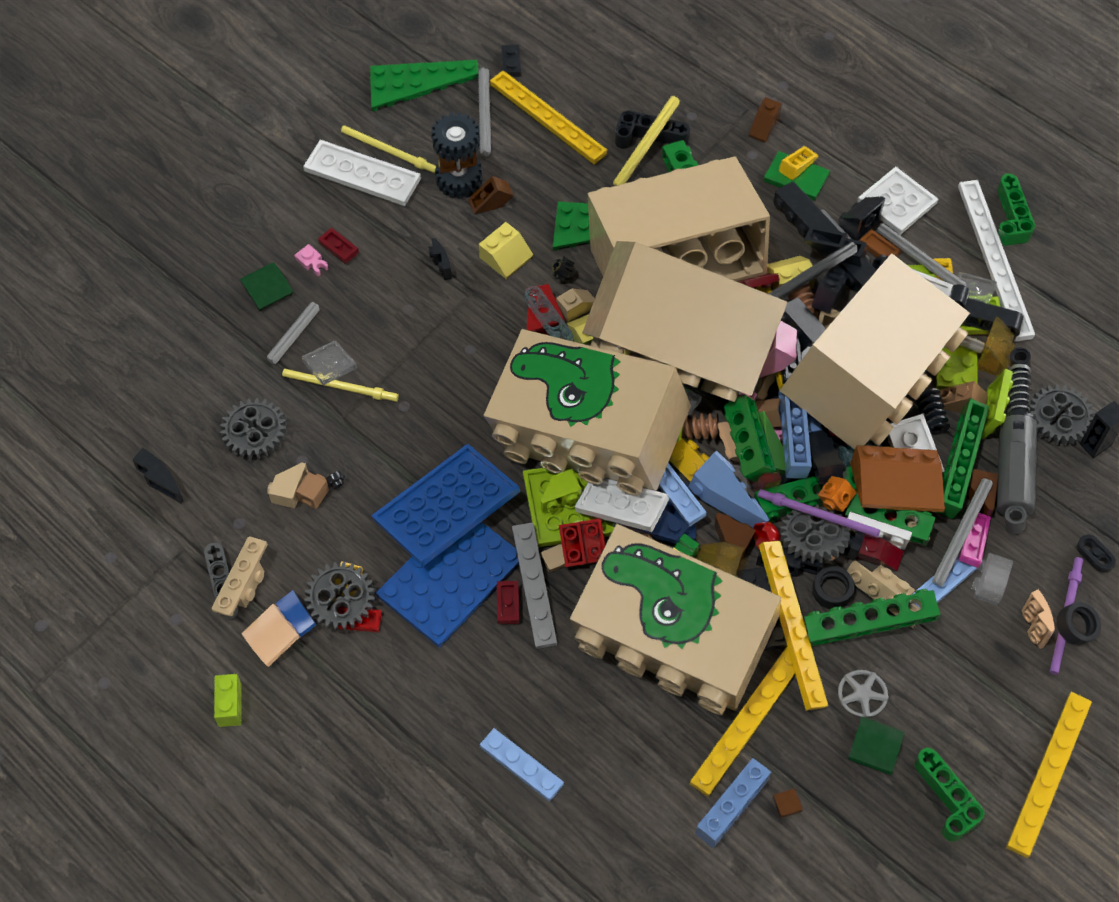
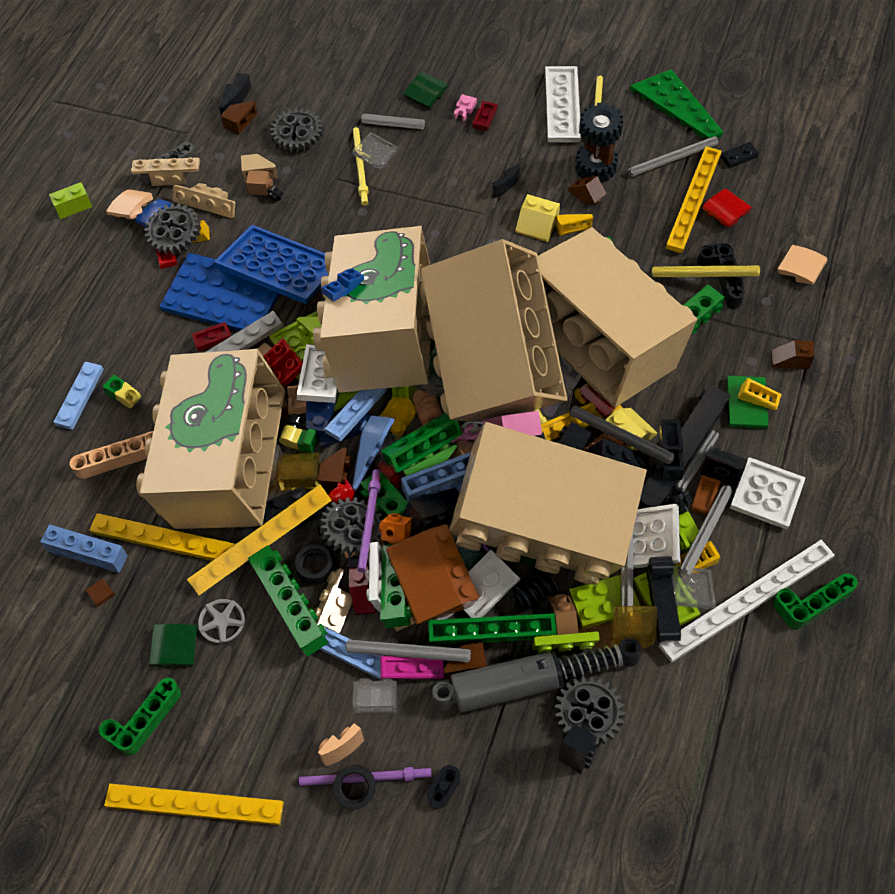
camera: 70 degrees right, 0 degrees up
(197, 482) = (239, 116): none -> reddish brown slope
(304, 552) = (205, 198): none -> tan bracket
(526, 225) = (573, 223): none -> yellow slope
(542, 714) = (121, 391): none -> leg
(573, 96) = (726, 207): none -> red slope
(573, 418) = (345, 284): none -> blue slope
(625, 749) = (109, 457): none -> light nougat beam
(668, 70) = (802, 264): none -> light nougat slope

